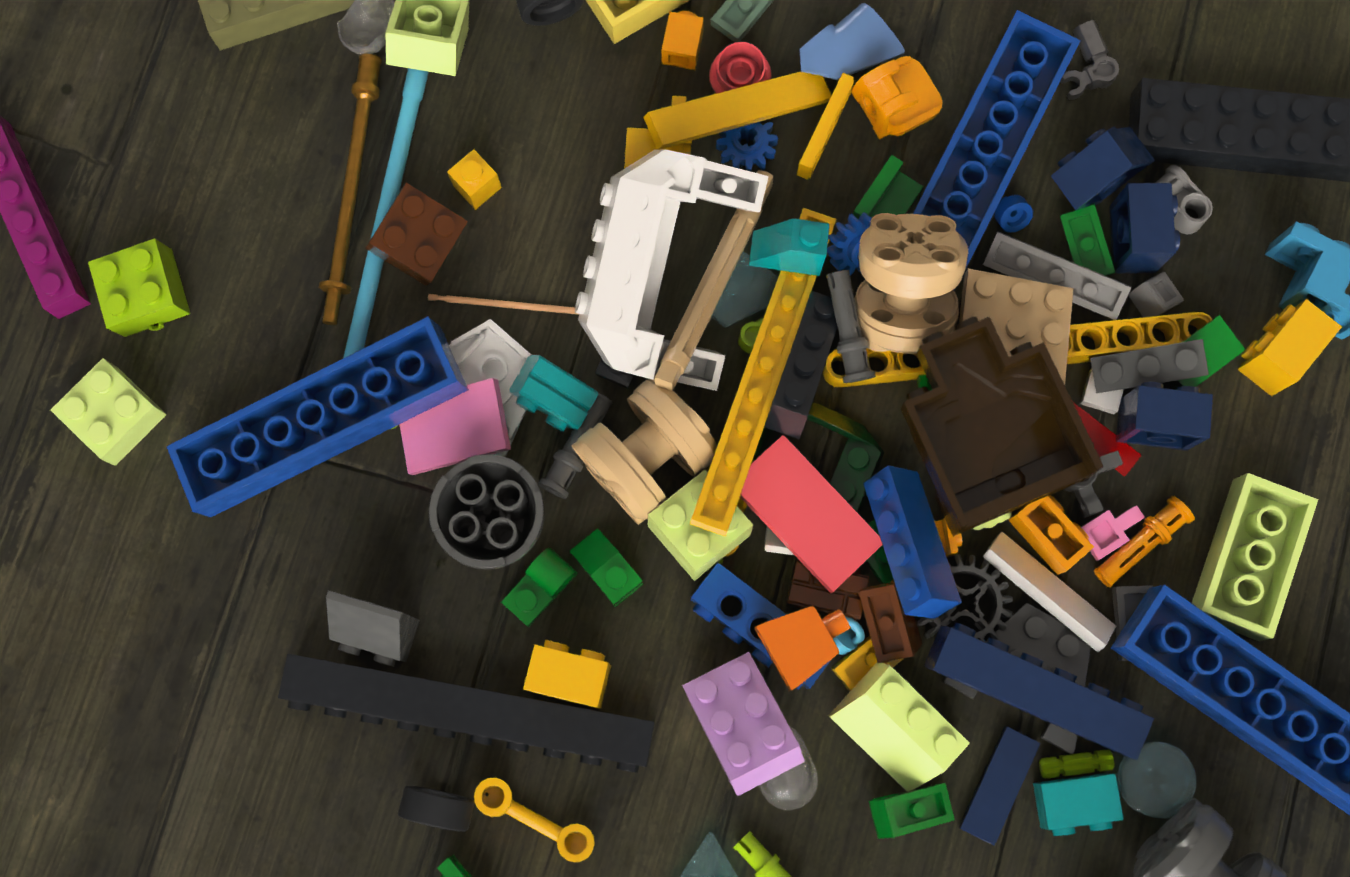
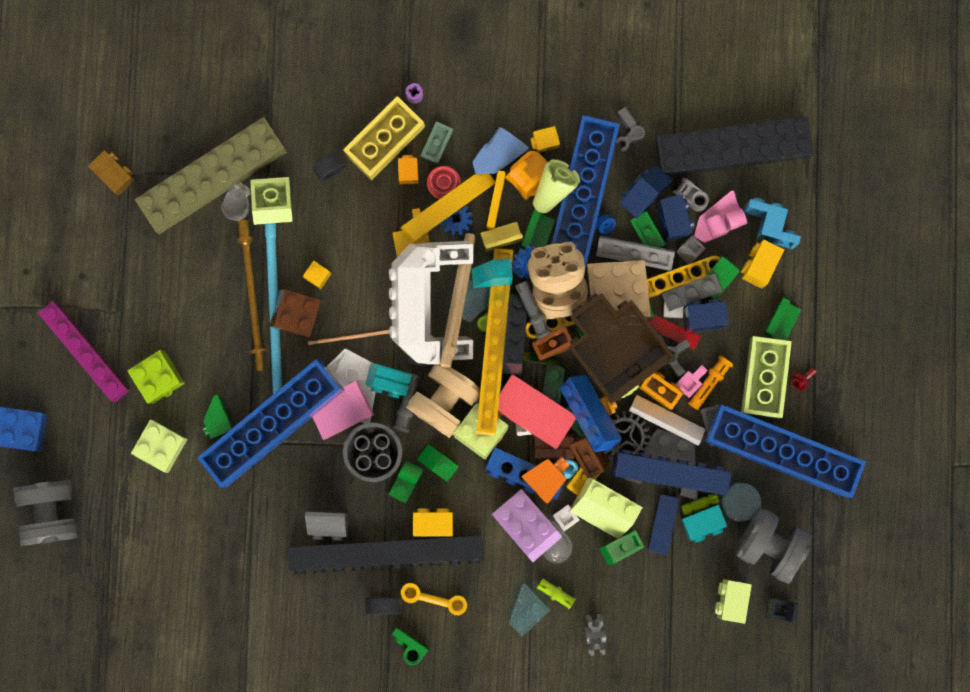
camera: 15 degrees left, 5 degrees up
(225, 386) = (216, 420): none -> green slope
(818, 728) = (565, 518): none -> white tile
(821, 193) = (501, 236): none -> light yellow panel
(872, 399) = (554, 343): none -> dark orange slope
(938, 44) = (545, 140): none -> yellow brick
(938, 116) = (554, 185): none -> yellowish green cone
(1222, 255) = (720, 219): none -> bright pink panel
(1301, 458) = (782, 320): none -> green panel
(1313, 580) = (800, 381): none -> dark red plate

